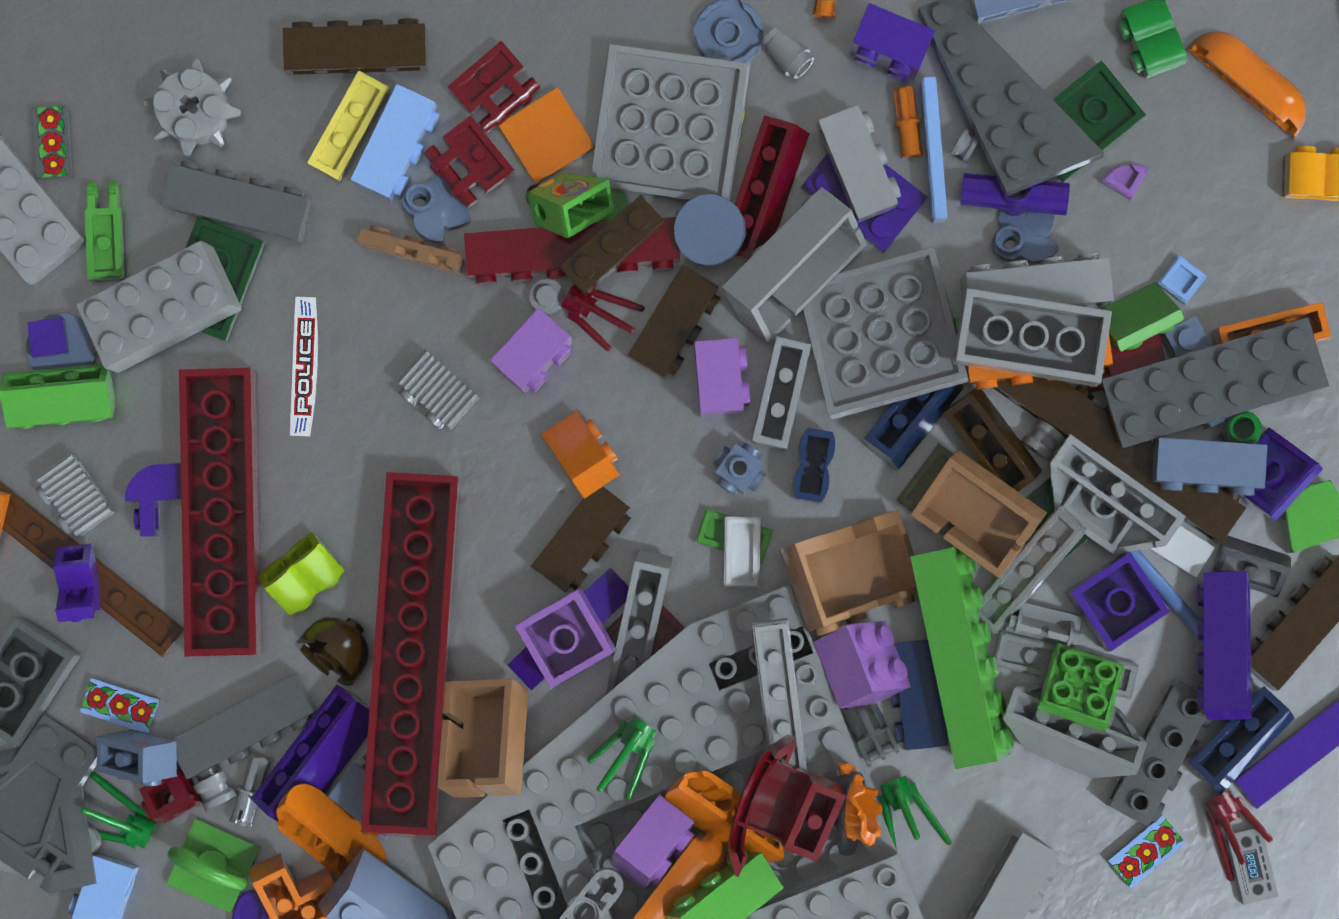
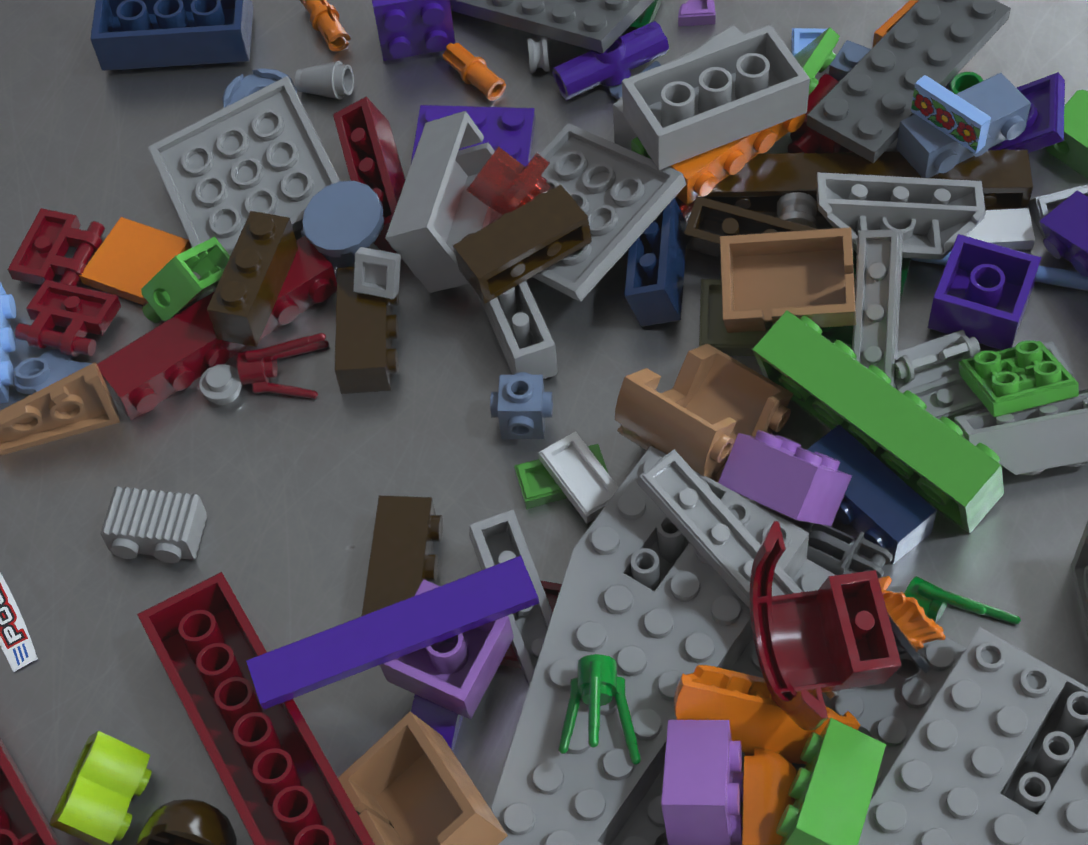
camera: 30 degrees left, 30 degrees down
(533, 352) = (231, 422): medium lavender brick -> none
(534, 616) = (392, 632): none -> dark purple tile
(580, 453) = (345, 481): orange brick -> none
(703, 300) = (377, 272): none -> light grey tile
(719, 377) = (443, 334): medium lavender brick -> none
(812, 476) = (593, 356): dark blue brick -> none
(815, 355) = (522, 243): none -> dark brown brick
(847, 284) = (507, 183): none -> clear red brick
(858, 163) = (428, 92): light grey brick -> none
(933, 150) = (517, 75): light blue tile -> none
(1190, 467) = (950, 114): none -> tile

